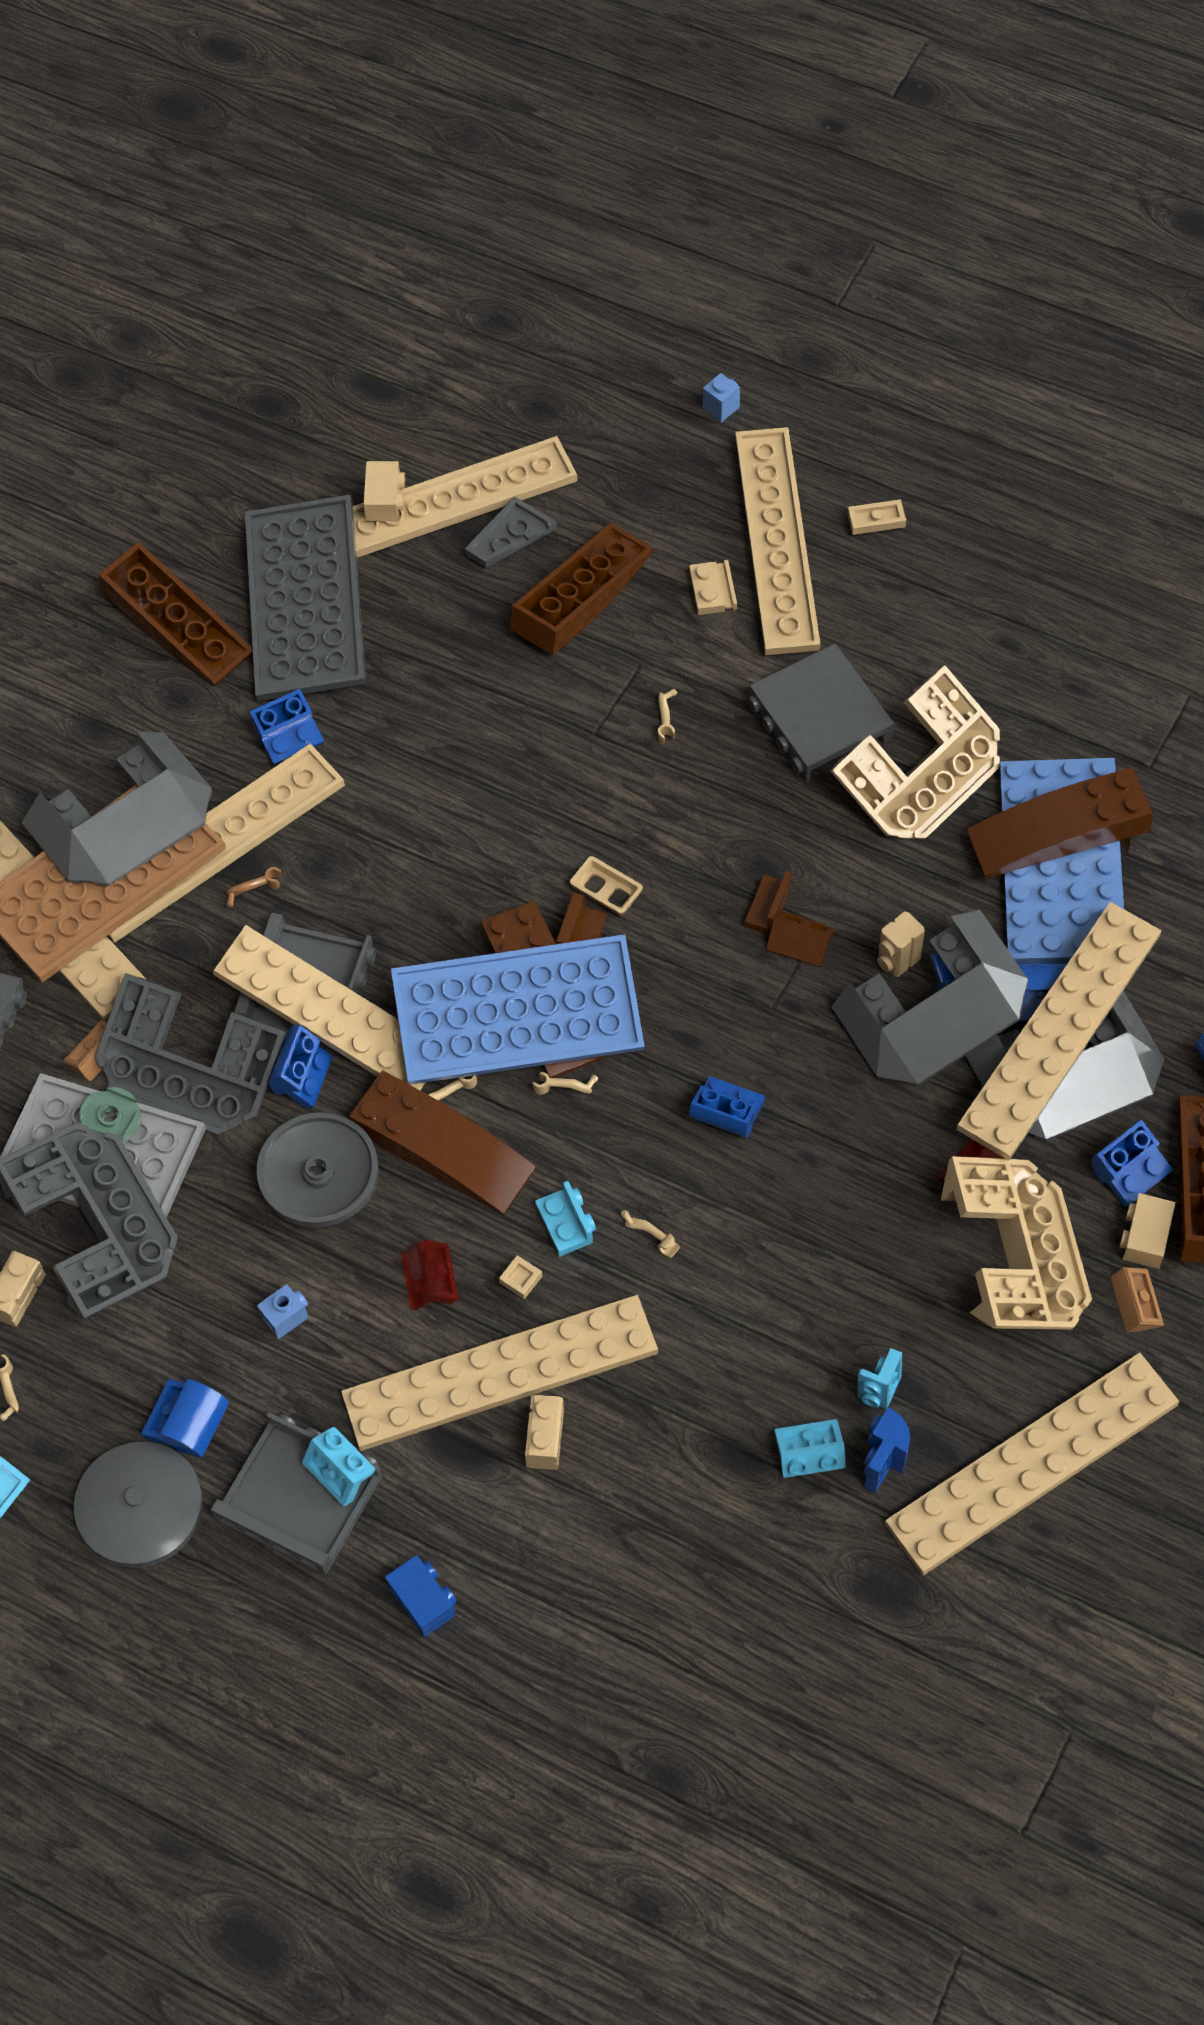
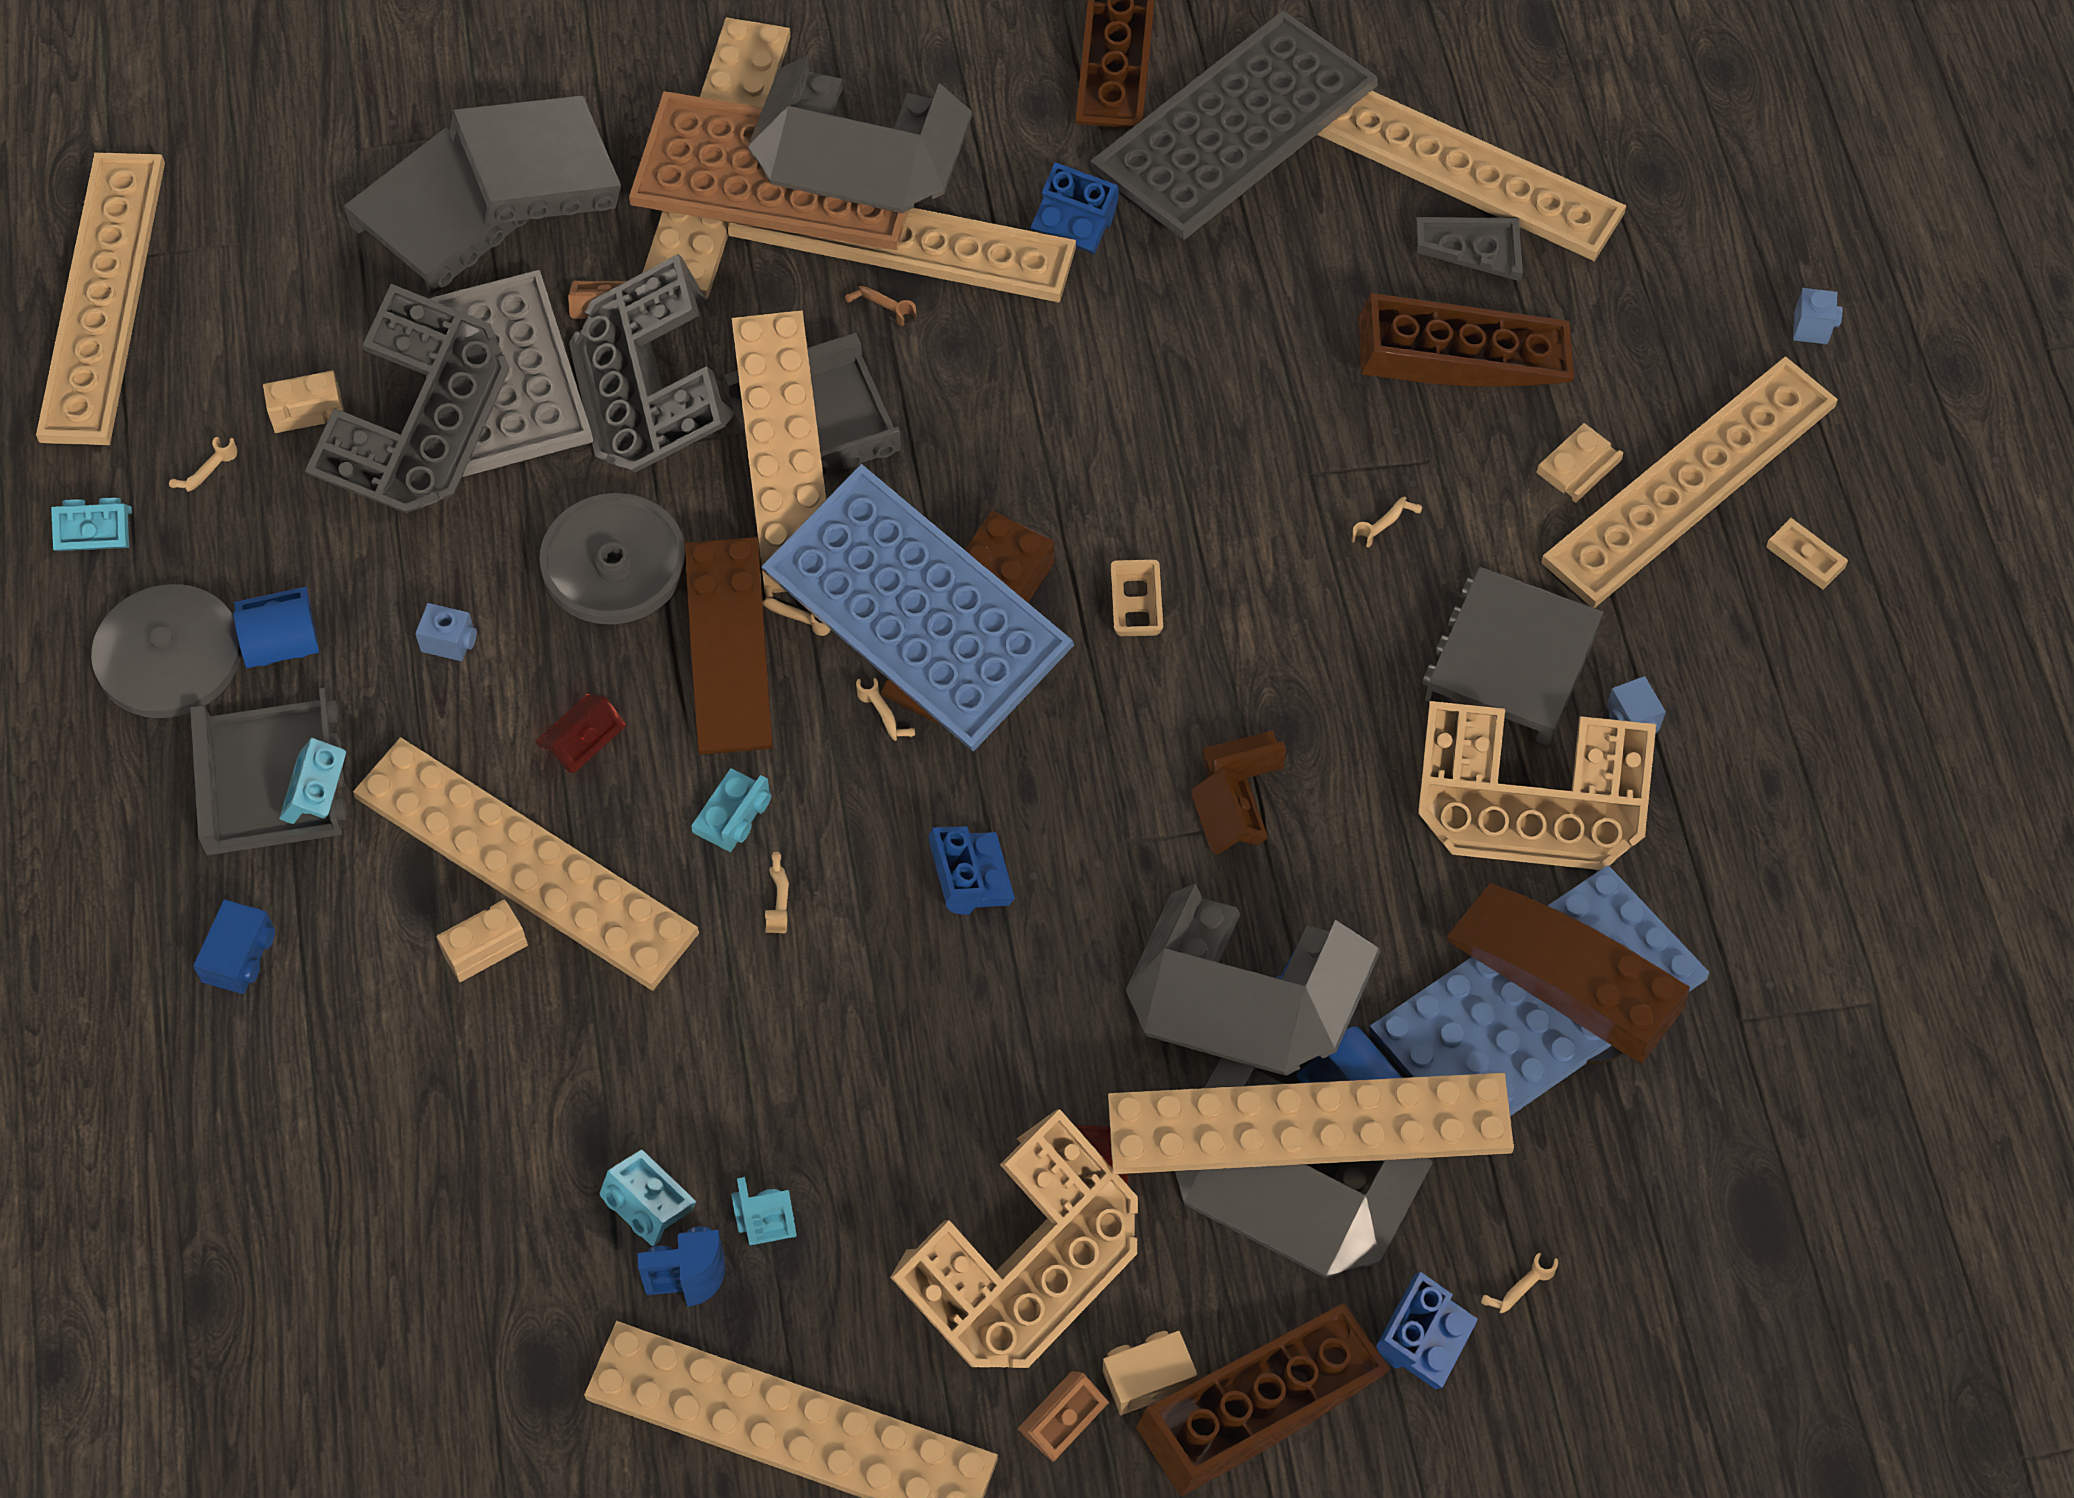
camera: 50 degrees right, 0 degrees up
(114, 1099) = (540, 368): sand green plate -> none
(300, 1067) = (709, 469): blue brick -> none
(382, 491) = (1411, 102): tan brick -> none
(520, 1277) = (637, 810): tan plate -> none
(581, 922) = (1071, 603): reddish brown panel -> none
(900, 944) = (1286, 905): tan brick -> none
(909, 673) = (1636, 703): none -> medium blue brick
(1131, 1163) = (1216, 1303): blue brick -> none

